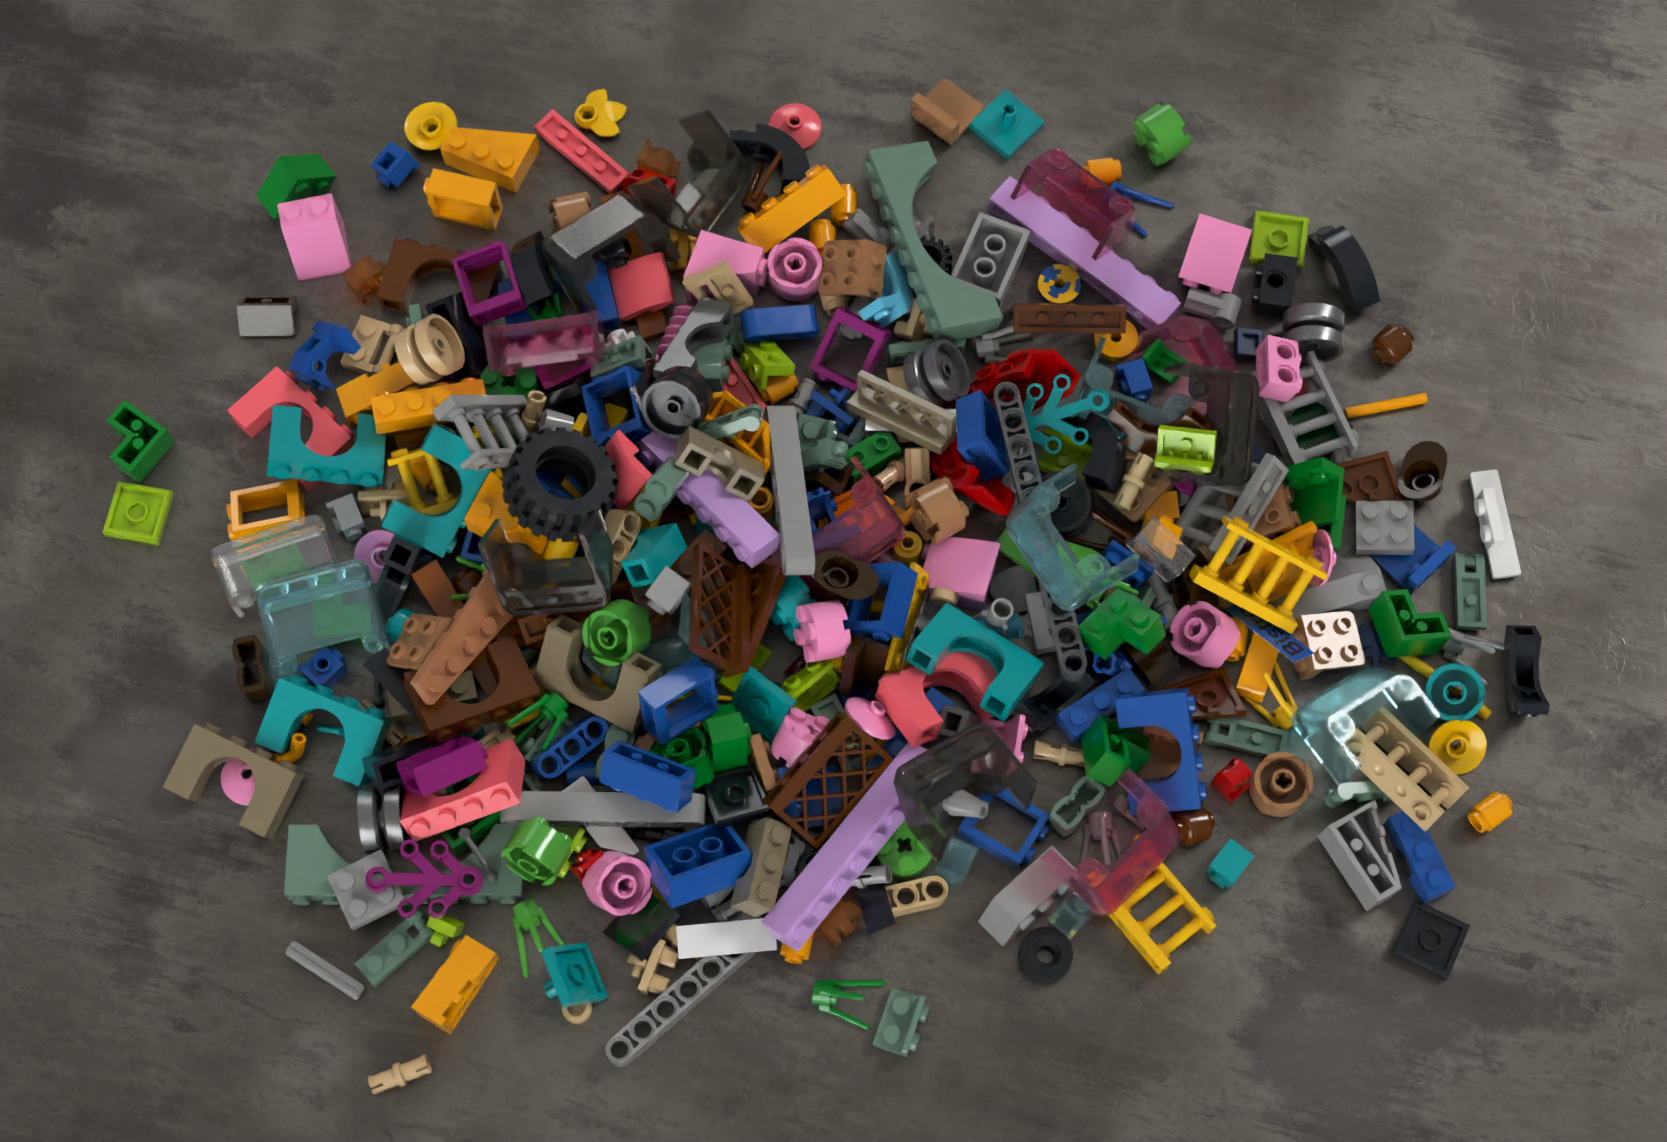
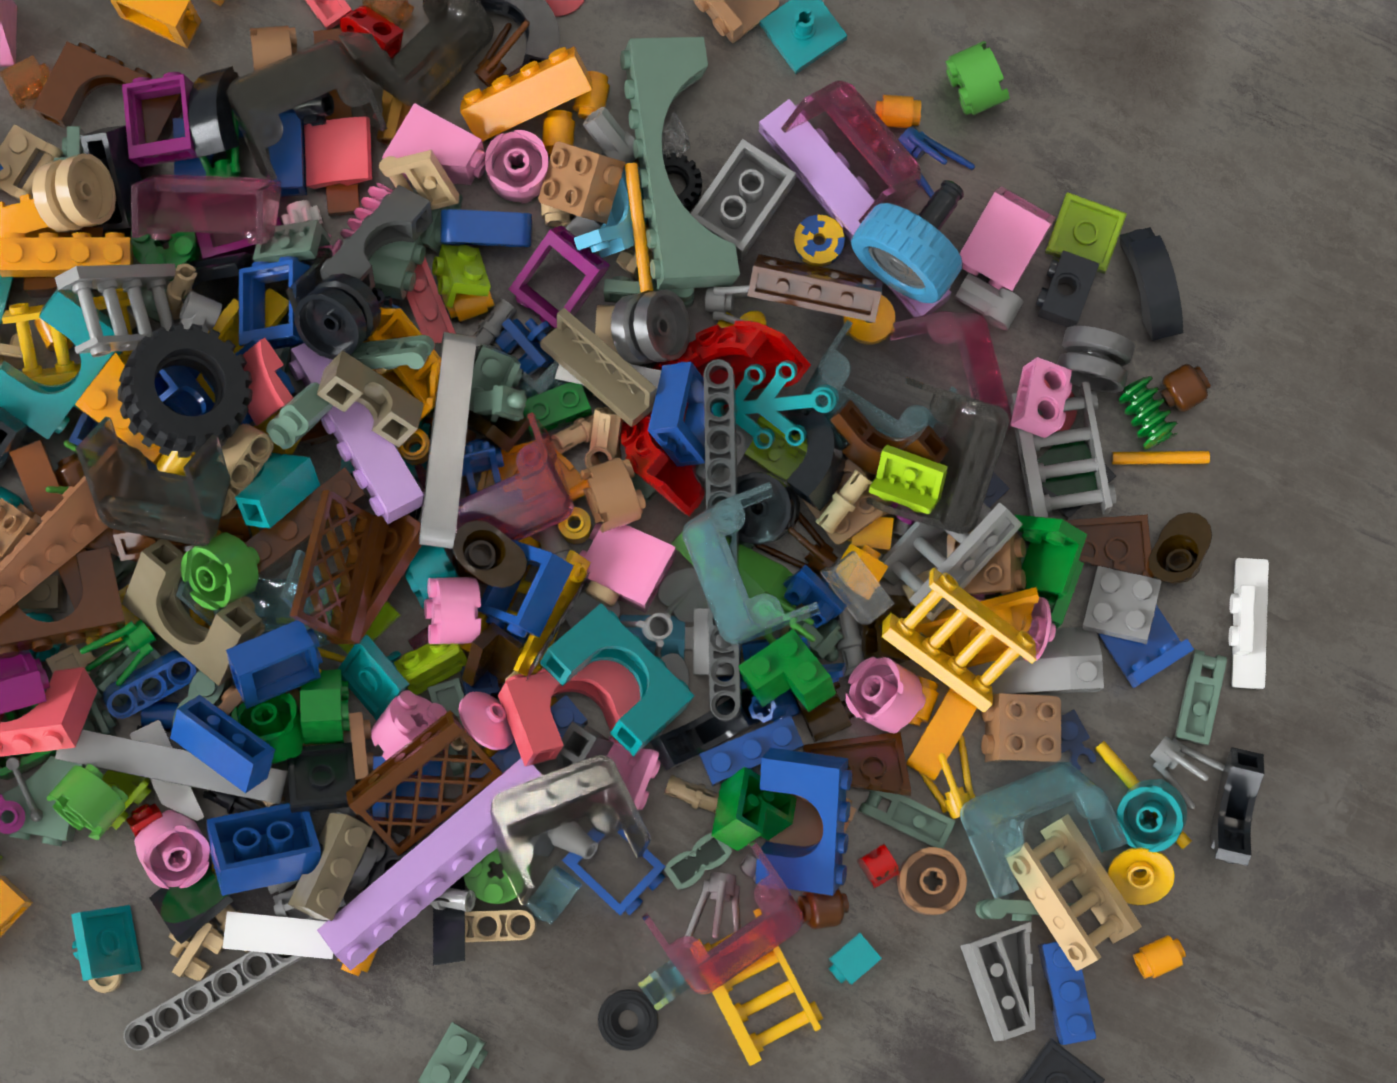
camera: 10 degrees right, 10 degrees up
(528, 916) = (69, 865): bright green plant -> none
(667, 591) = (281, 540): light grey brick -> none
(829, 991) = (379, 1017): green plant -> none
(839, 922) = (410, 939): clear orange brick -> none
(909, 295) = (638, 226): none -> light orange bar
(1022, 900) = (621, 952): light grey wedge -> none
(1134, 380) = (877, 375): blue brick -> none
(1142, 266) = (909, 248): none -> dark azure wheel
(1157, 357) = (916, 357): green bracket -> none
(1247, 341) = (1021, 350): dark blue plate -> none
(1272, 634) = (967, 716): blue sticker -> none
(1366, 370) = (1147, 412): none -> green piece
(1405, 631) = (1111, 731): green brick -> none

